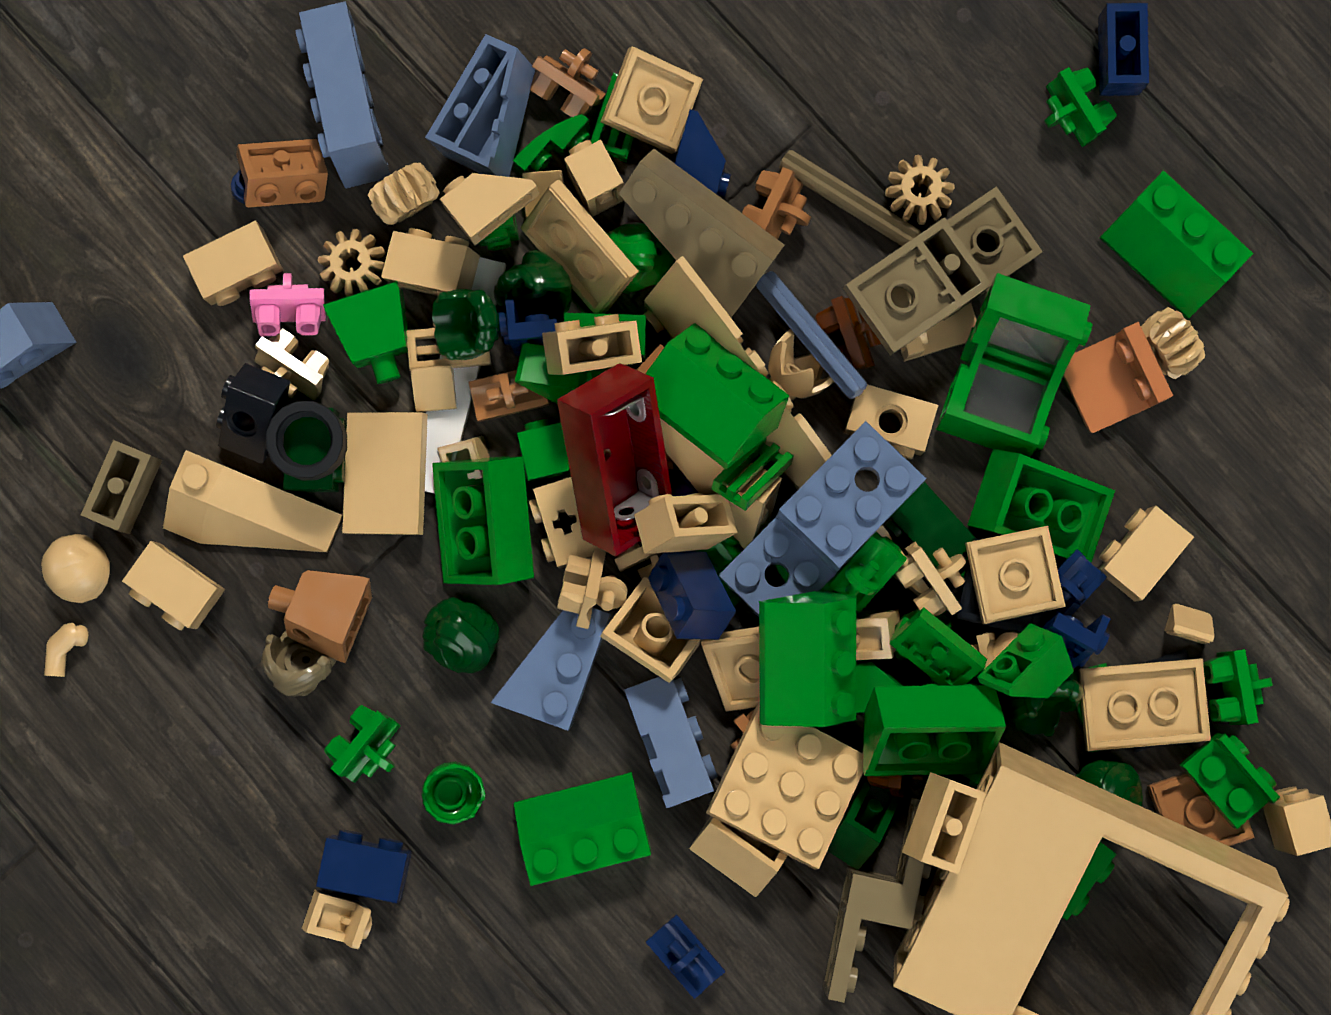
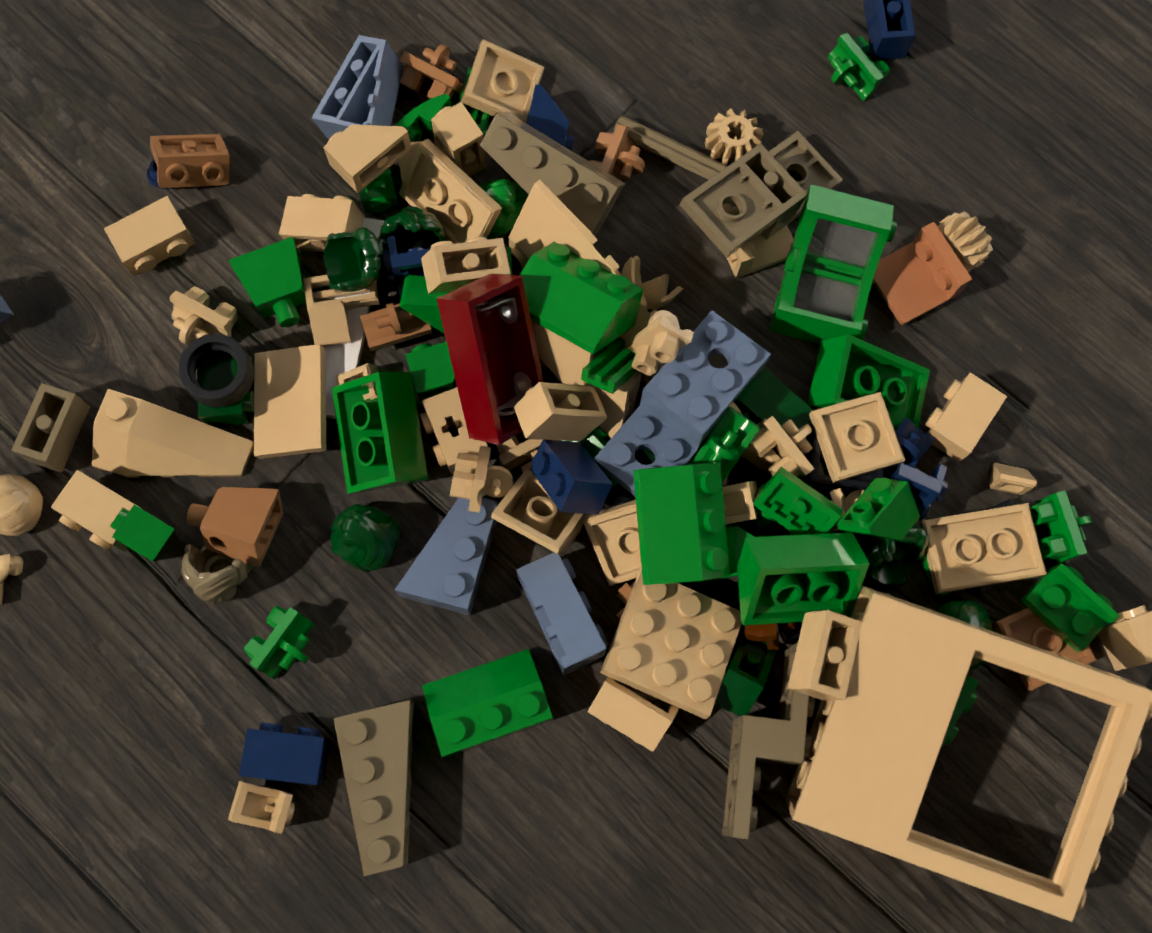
camera: 15 degrees left, 10 degrees down
(222, 620) = (141, 531): none -> green slope
(250, 404) = (162, 344): black brick -> none
(287, 304) = (198, 266): bright pink hips -> none
(338, 270) = (246, 220): tan gear -> none
(342, 94) = (240, 97): sand blue wedge -> none
(403, 193) = (295, 167): tan gear -> none
(452, 793) = (365, 678): green hair -> none
(461, 899) = (377, 774): none -> dark tan wedge
(685, 956) = (592, 814): dark blue hips -> none
(802, 456) = (658, 342): none -> tan hips
(811, 335) = (655, 257): sand blue axle -> none
(845, 318) = (679, 244): reddish brown hips -> none
(913, 414) = (747, 315): tan brick -> none
(1176, 245) = (953, 164): green slope -> none

